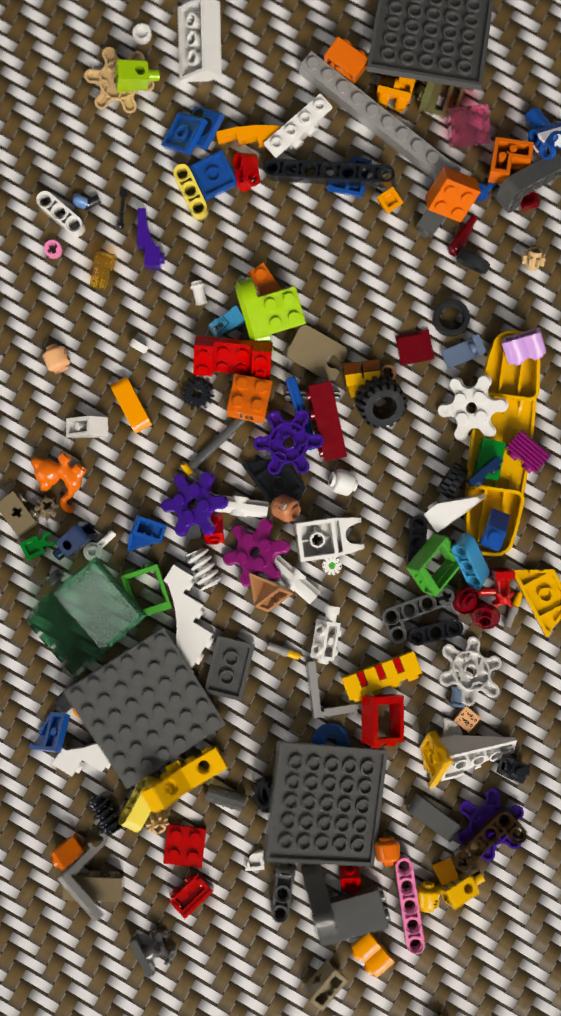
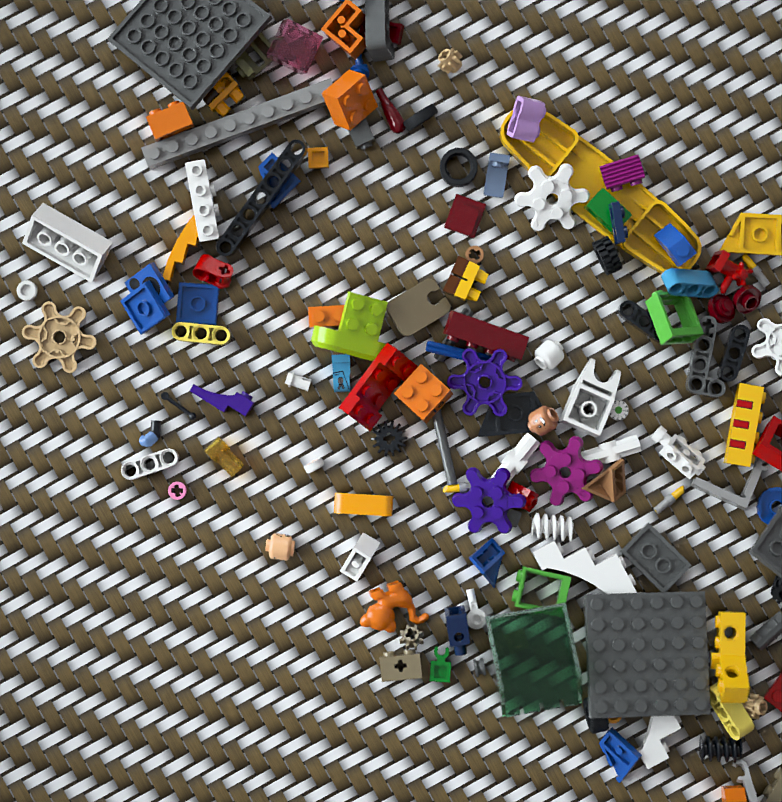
camera: 55 degrees left, 0 degrees up
(134, 75) = (64, 328): lime torso -> none
(387, 413) = (510, 277): black tyre -> none
(448, 511) = (633, 274): white slope -> none

